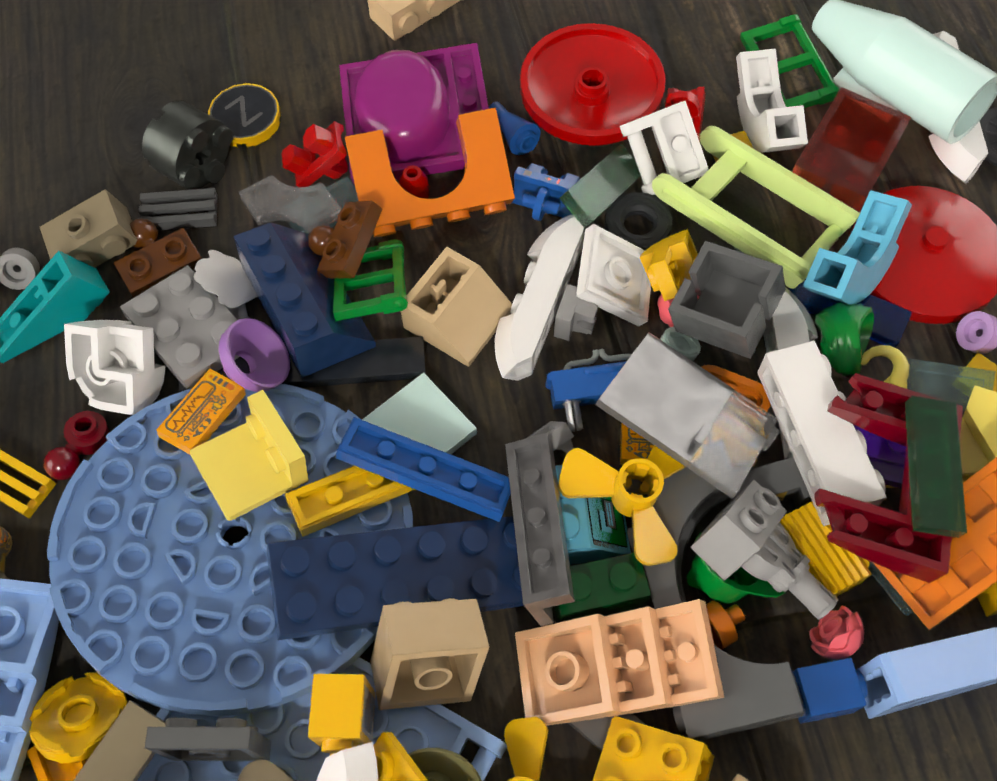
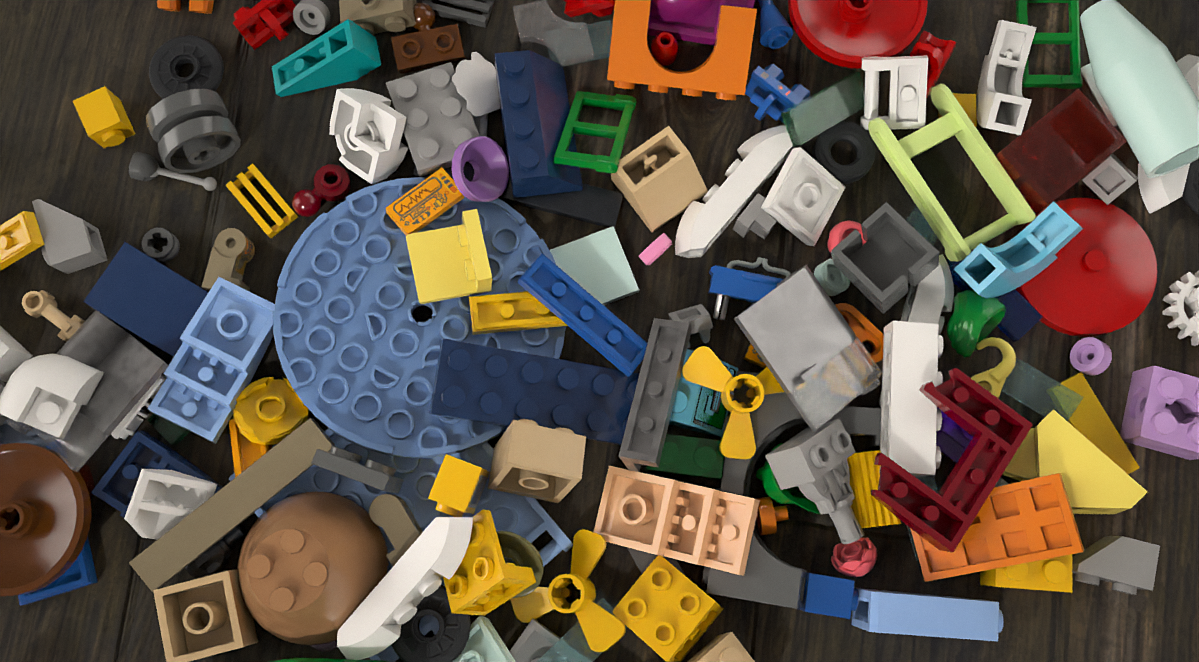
camera: 20 degrees right, 15 degrees up
(347, 242) = (587, 89): reddish brown plate -> none
(479, 380) = (655, 249): none -> bright pink tile
(669, 263) = (853, 203): yellow brick -> none
(911, 161) = (1110, 179): none -> light grey tile
(935, 467) = (983, 467): clear green tile -> none

